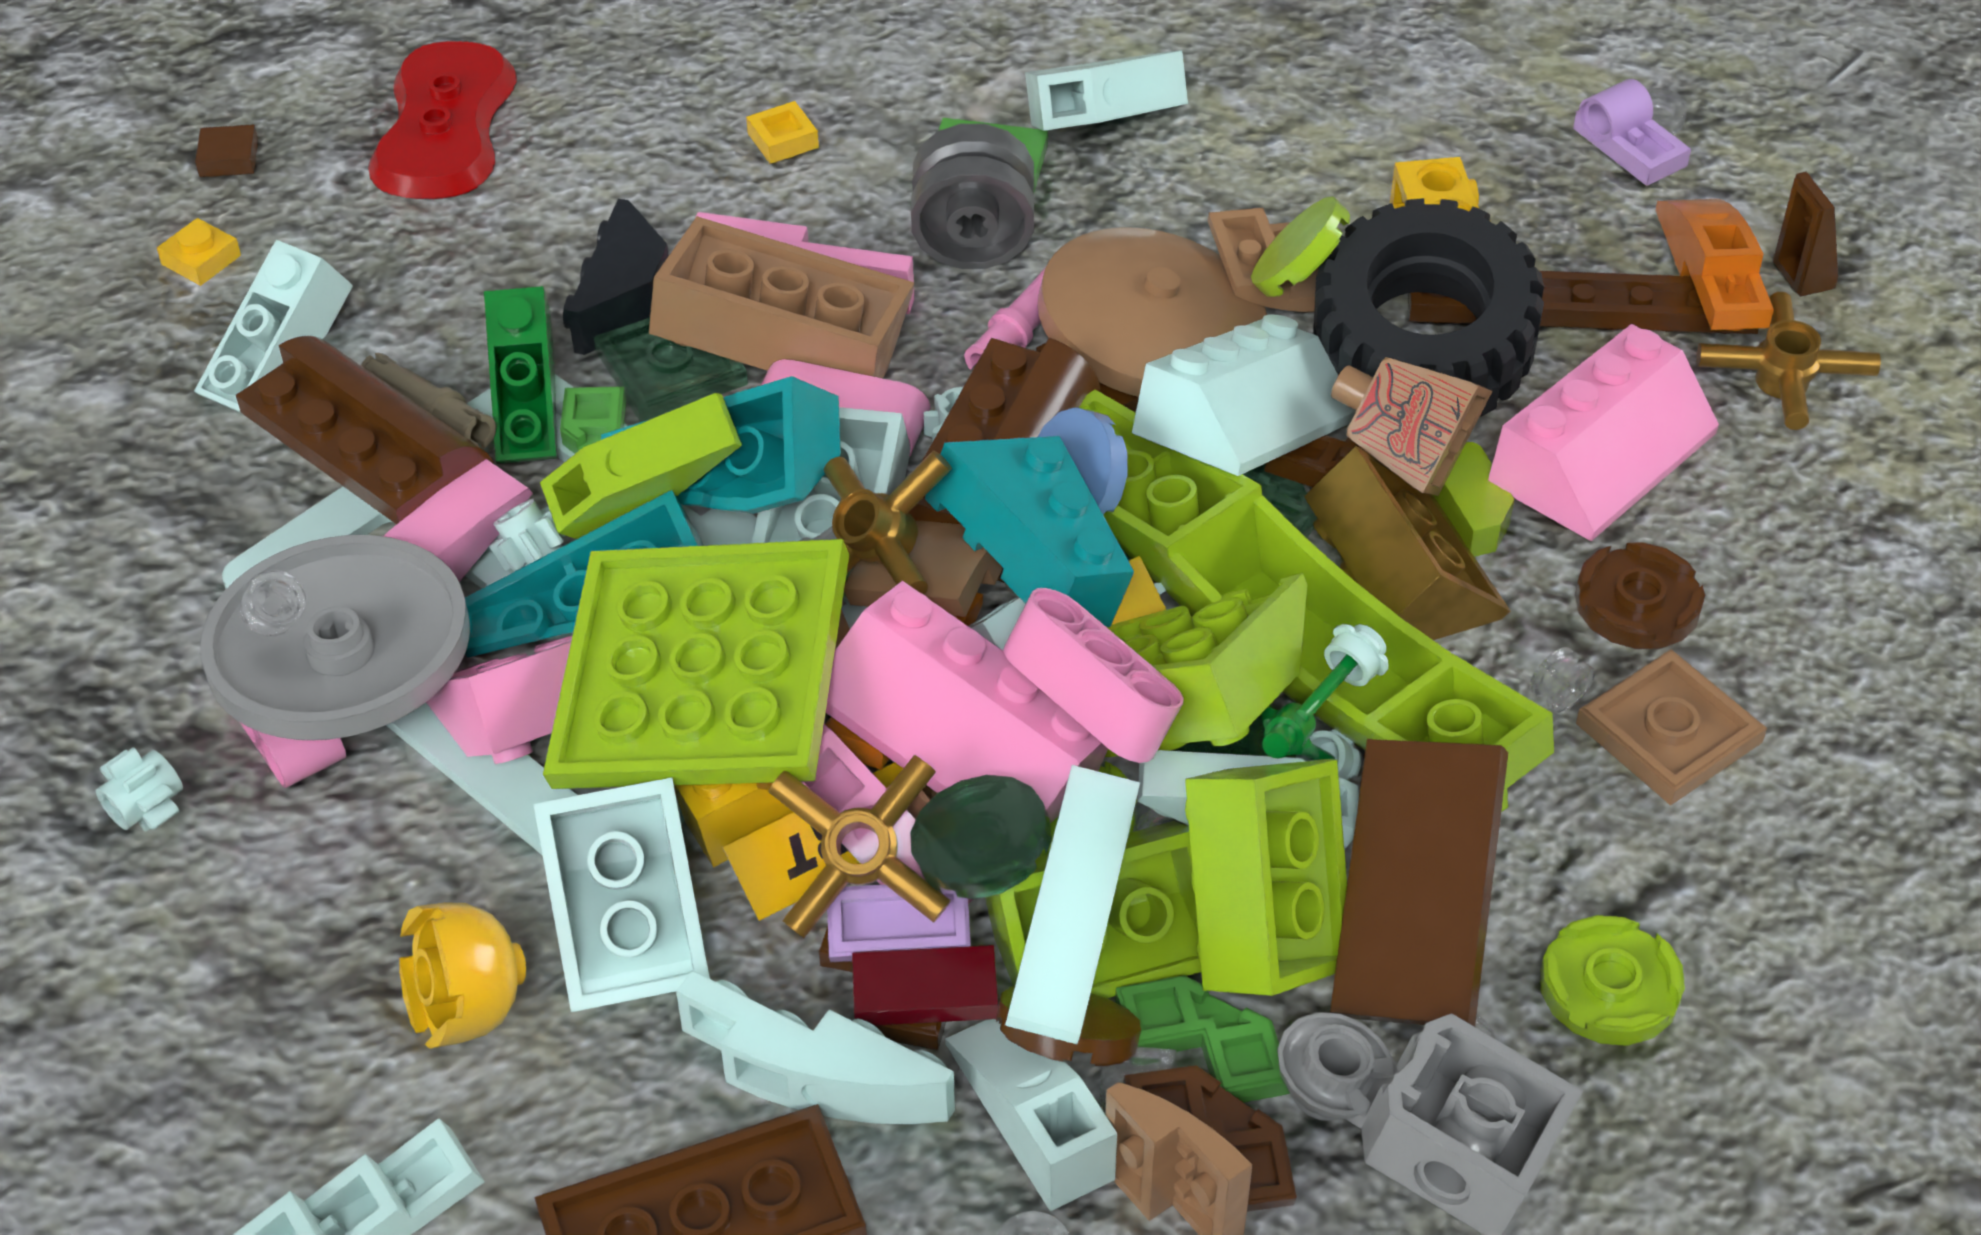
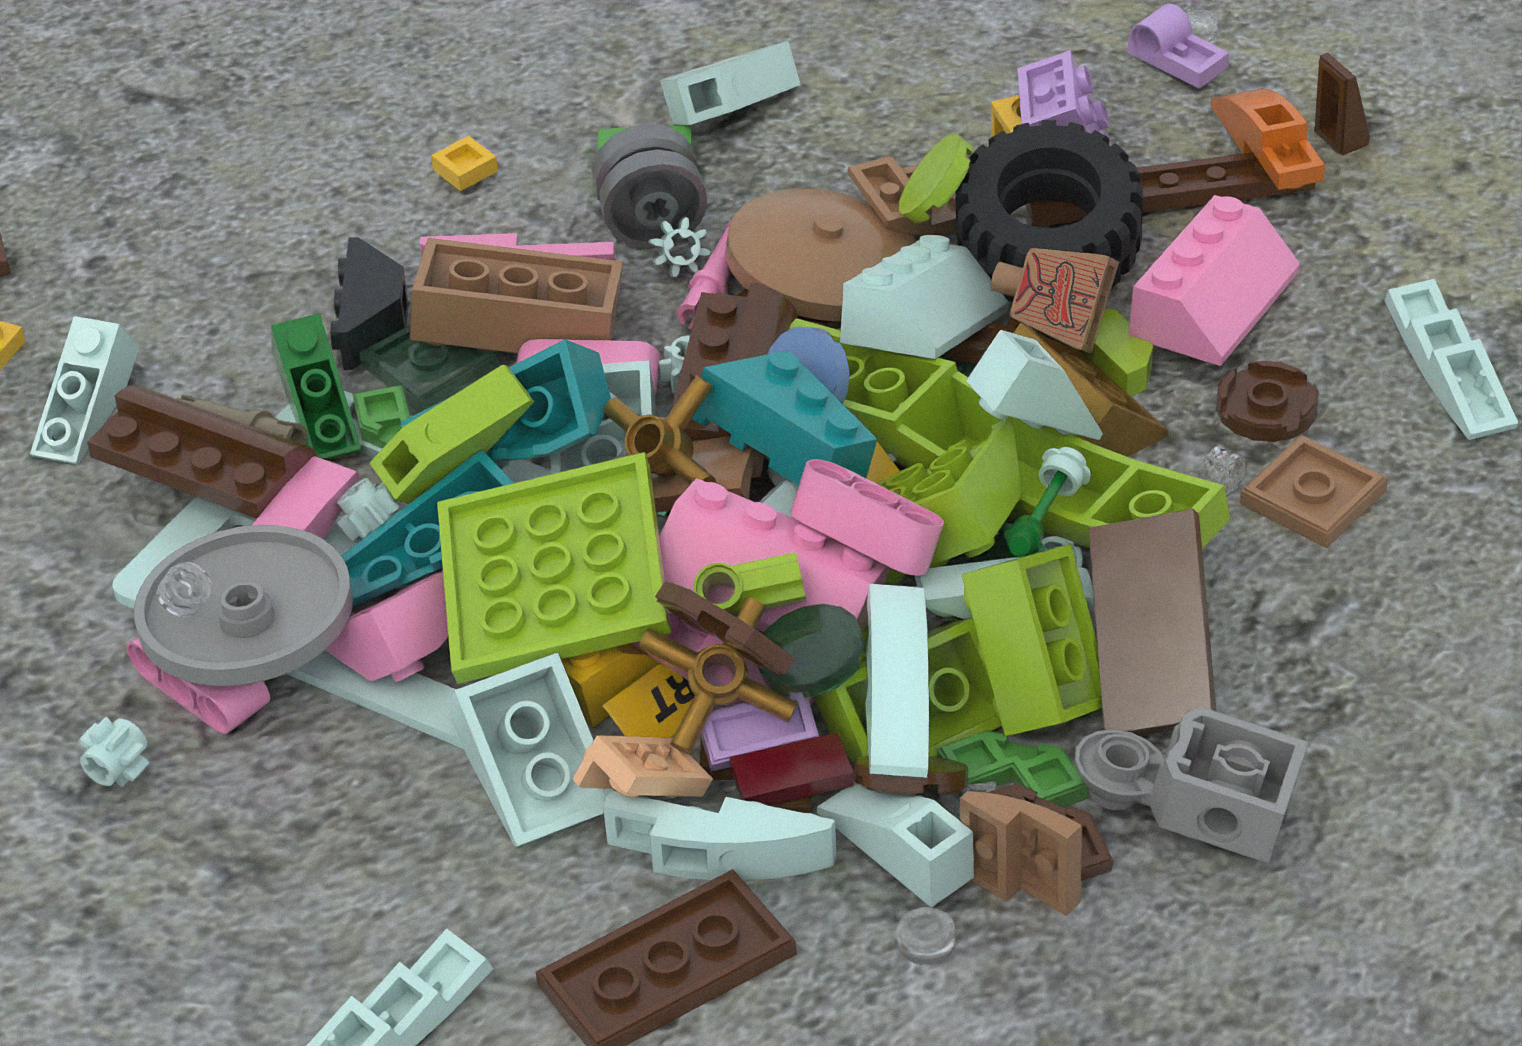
camera: 10 degrees left, 5 degrees down
(443, 121) = (161, 202): red plate -> none
(459, 972) = (422, 829): yellow cylinder -> none
(738, 949) = (641, 768): none -> light nougat bracket
(879, 801) = (713, 620): none -> reddish brown tile
(938, 735) = (770, 581): none -> lime piece
(1005, 279) = (666, 243): none -> light aqua gear
(1330, 536) = (1026, 383): none -> light aqua slope
(1479, 170) = (1060, 92): none -> lavender bracket
(1611, 980) = (1310, 675): lime tile -> none
(1788, 360) = (1344, 204): pearl gold bar -> none
(1878, 587) = (1450, 360): none -> light aqua slope

